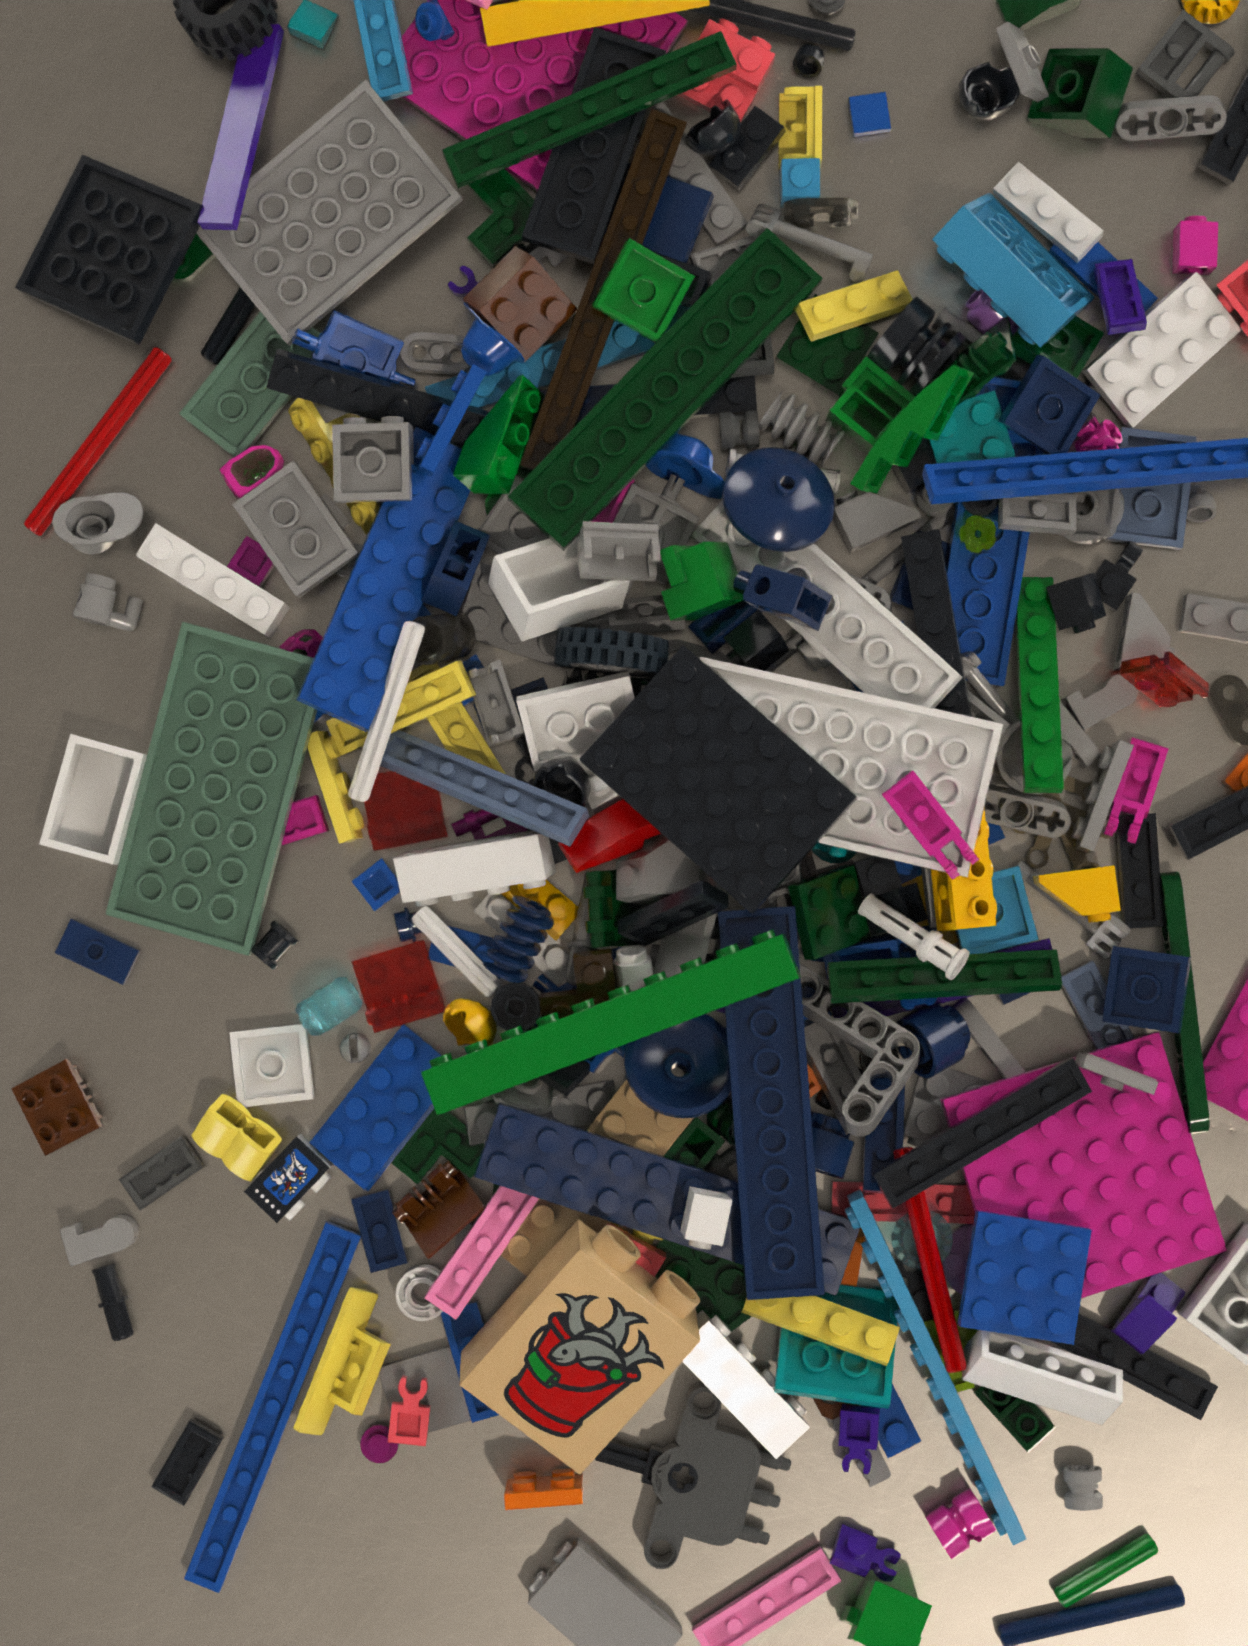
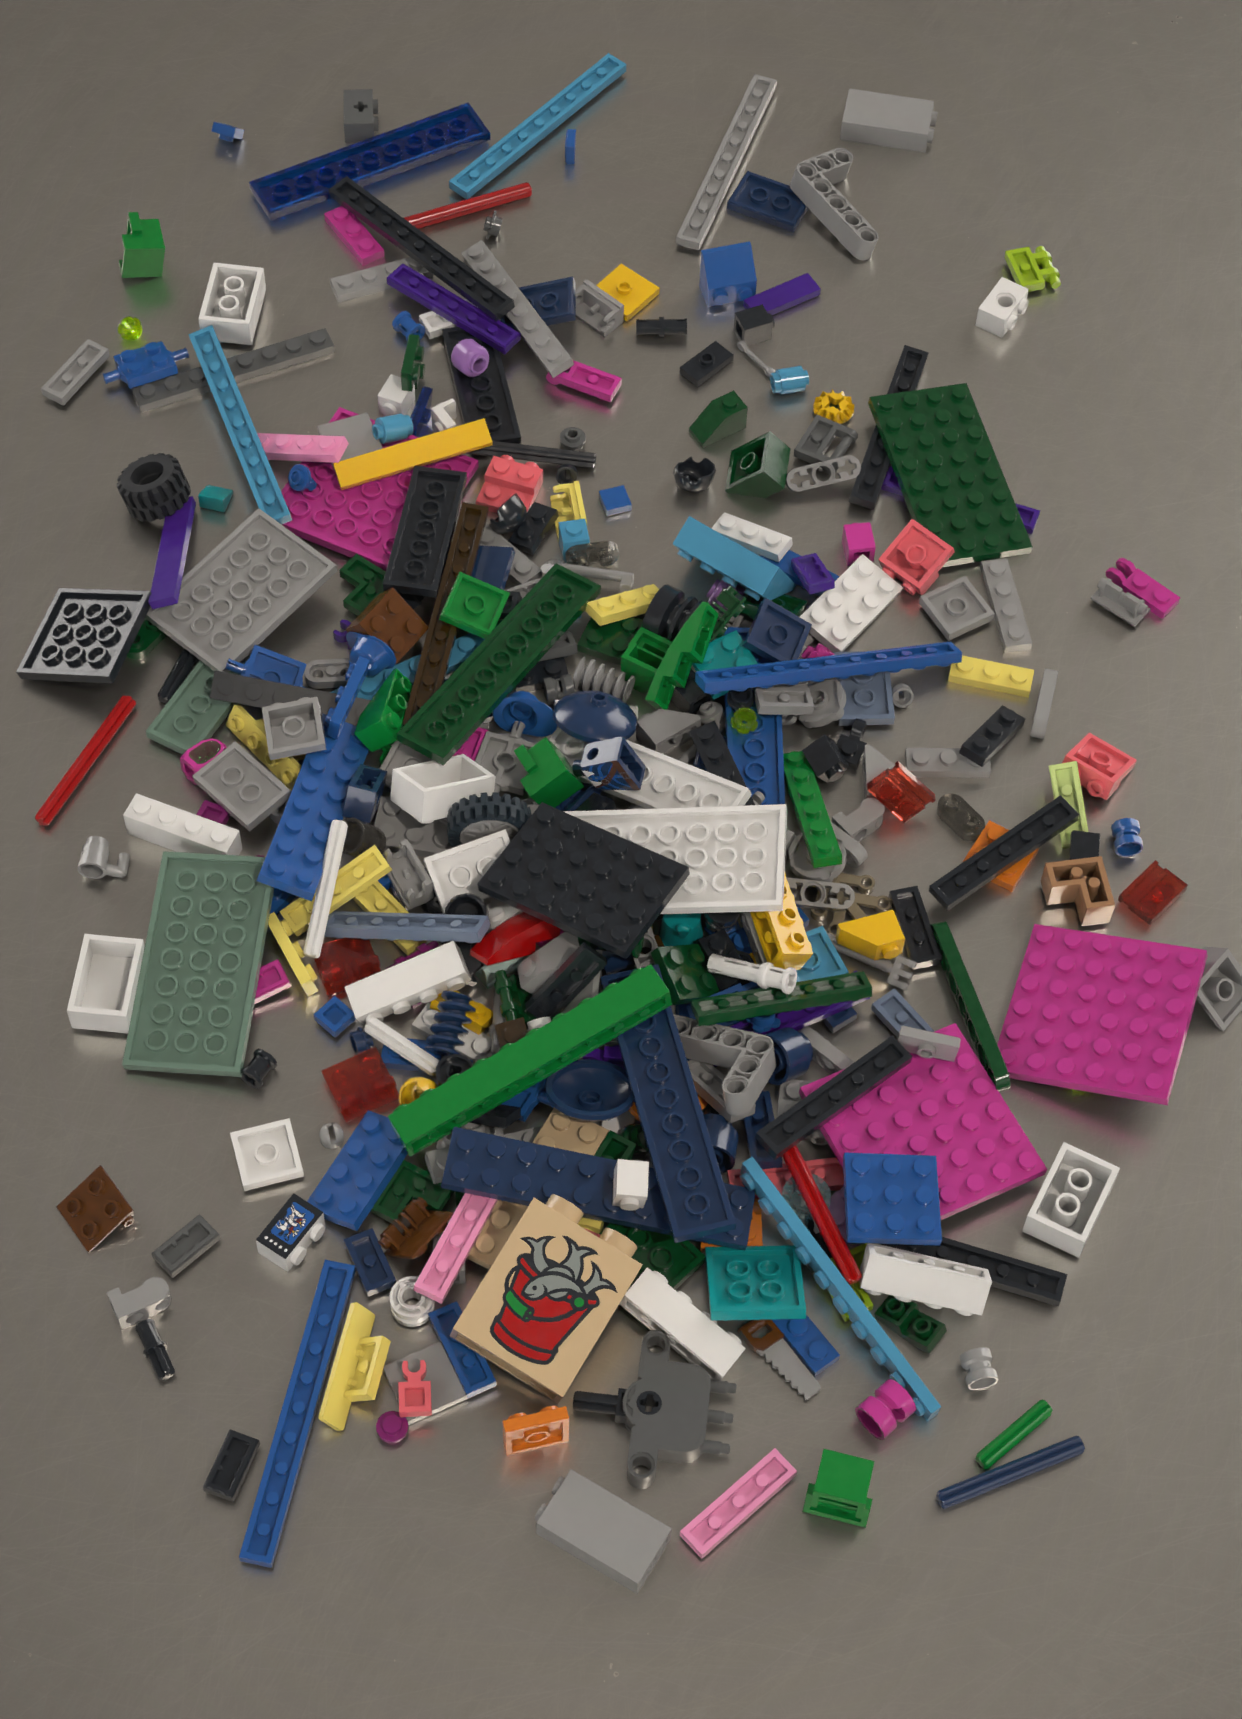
camera: 10 degrees left, 30 degrees down
(97, 521) = (91, 807): light grey piece -> none
(97, 951) = (118, 1096): dark blue plate -> none
(236, 1137) = (243, 1205): light yellow brick -> none
(328, 1006) = (307, 1099): clear light blue gear -> none
(589, 109) = (417, 505): dark green plate -> none
(618, 551) = (483, 756): light grey hinge -> none
(828, 1324) = (738, 1263): light yellow plate -> none
(858, 1554) = (806, 1447): dark purple plate -> none
(859, 1432) = (787, 1349): dark purple plate -> none
(927, 821) = (745, 871): dark pink hinge -> none
(1023, 61) = (714, 453): light grey plate -> none
(1101, 796) = (873, 875): light grey plate -> none
(1137, 786) = (898, 869): dark pink hinge -> none
(1146, 989) = (938, 992): dark blue plate -> none
(1149, 1312) = (998, 1228): dark purple slope -> none

